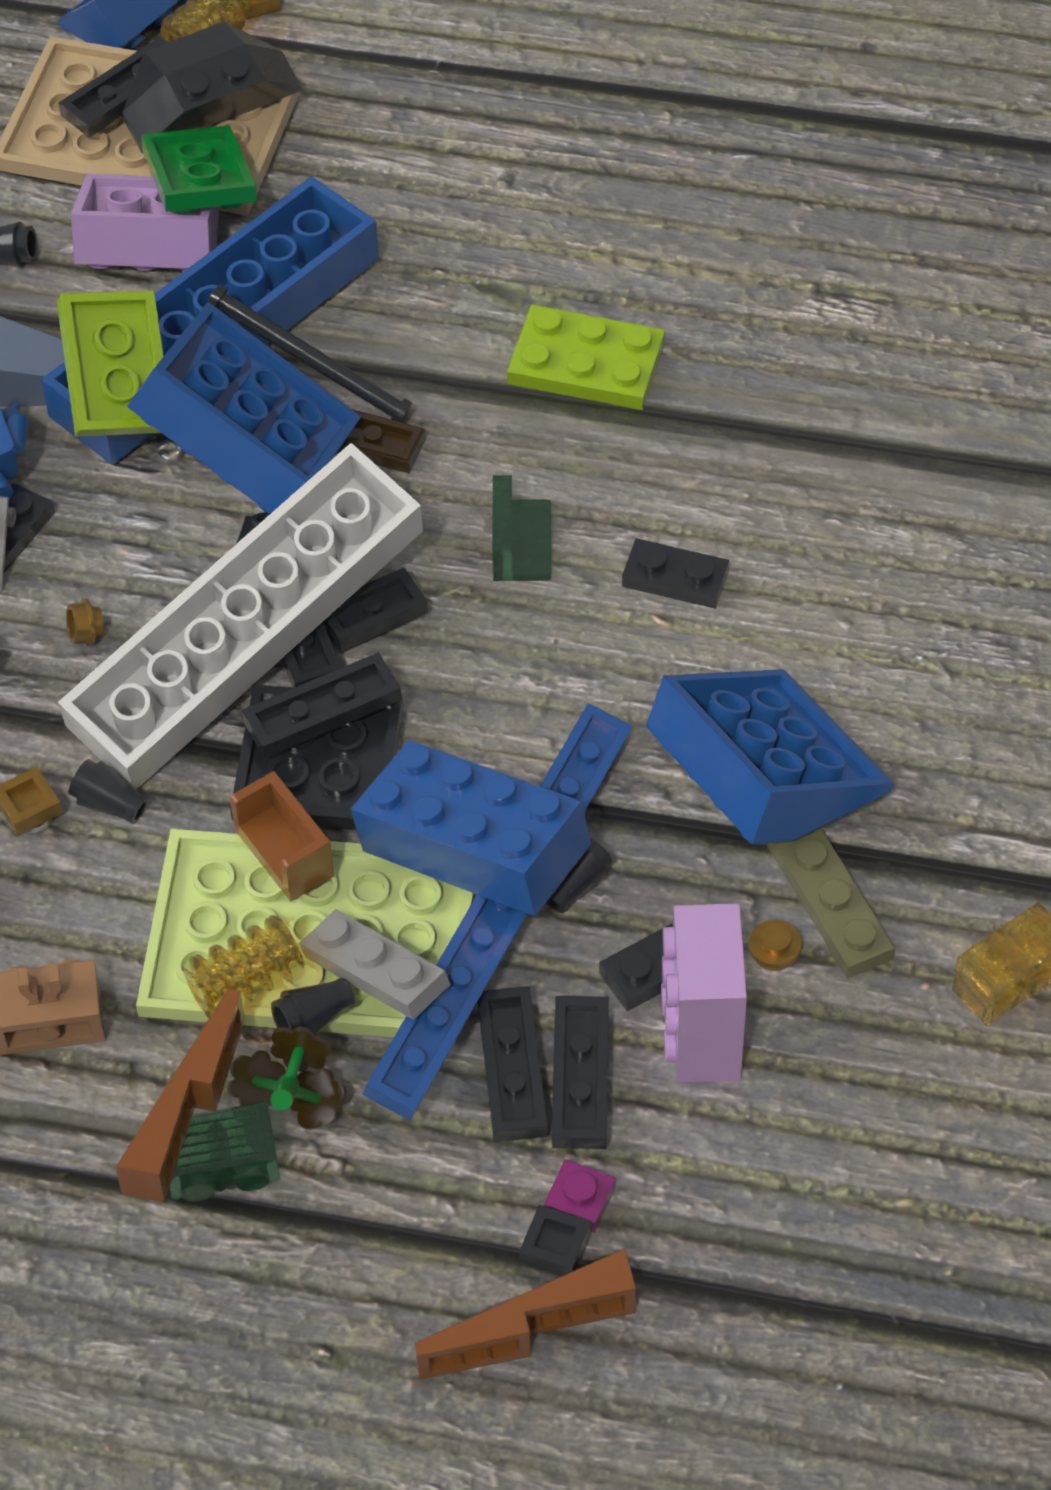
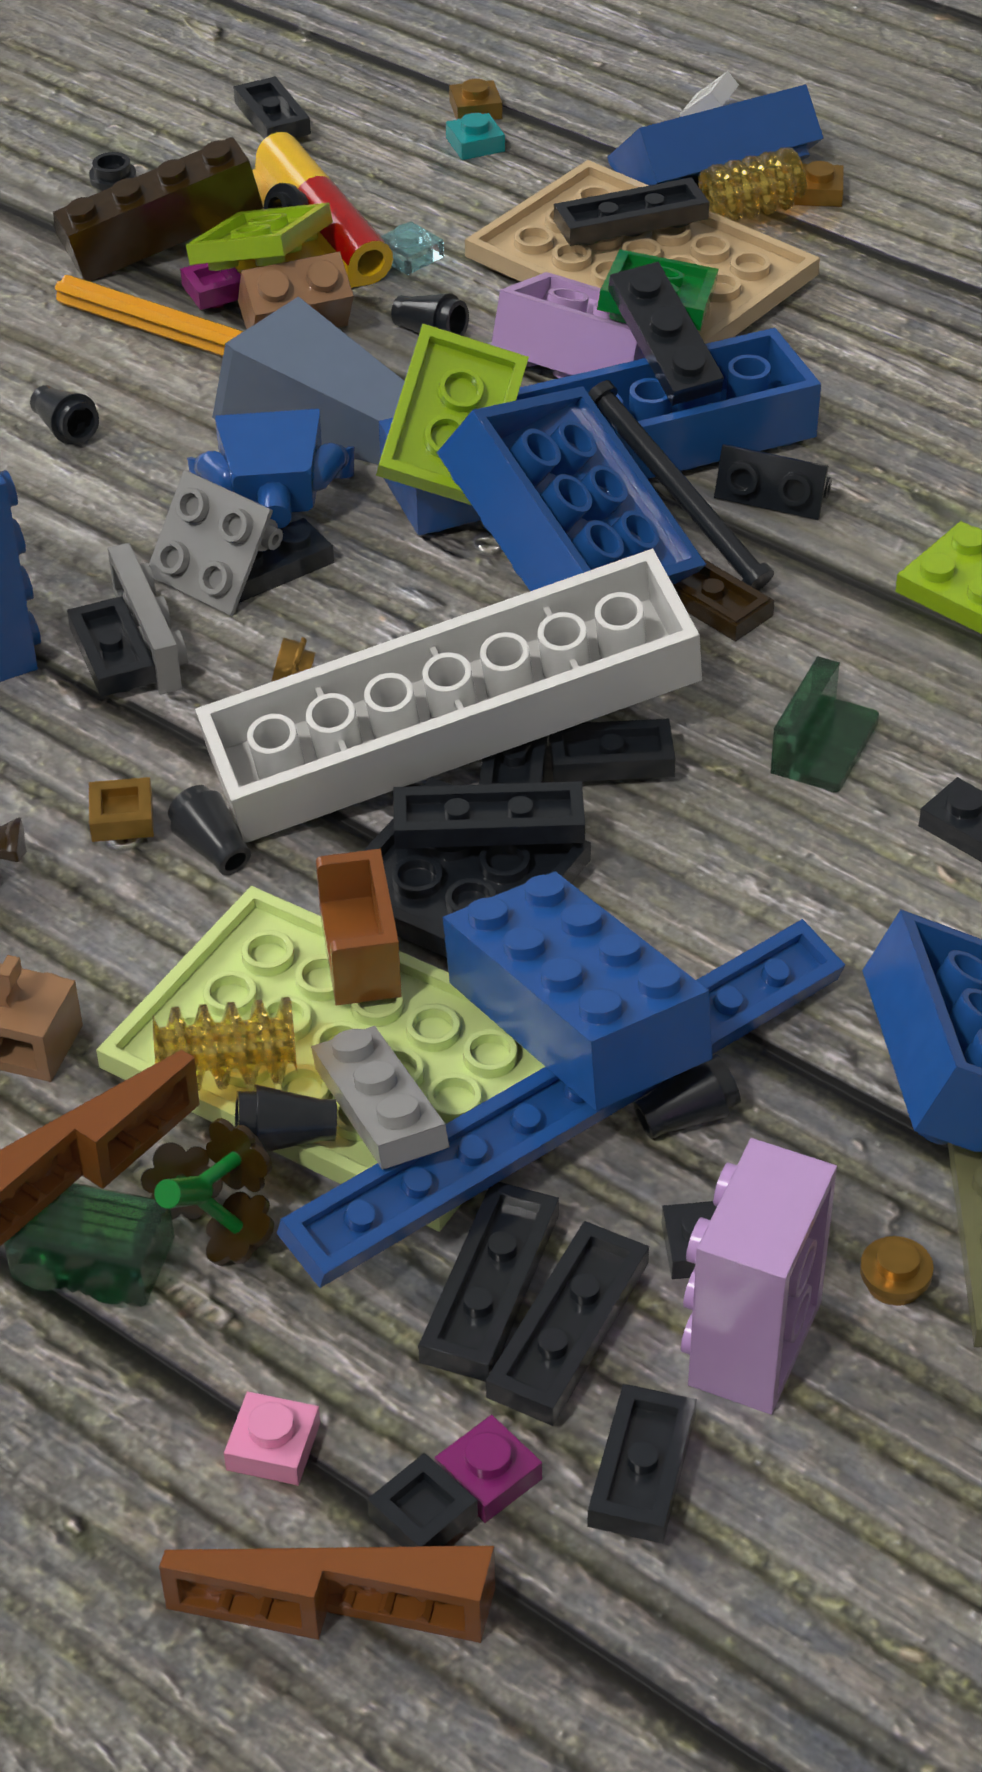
camera: 25 degrees right, 10 degrees down
(205, 81) = (719, 223): black wedge -> none
(237, 219) = (665, 333): none -> black plate
(368, 318) = (772, 481): none -> black hinge
(425, 1236) = (272, 1438): none -> bright pink plate
(680, 1150) = (642, 1463): none -> black plate

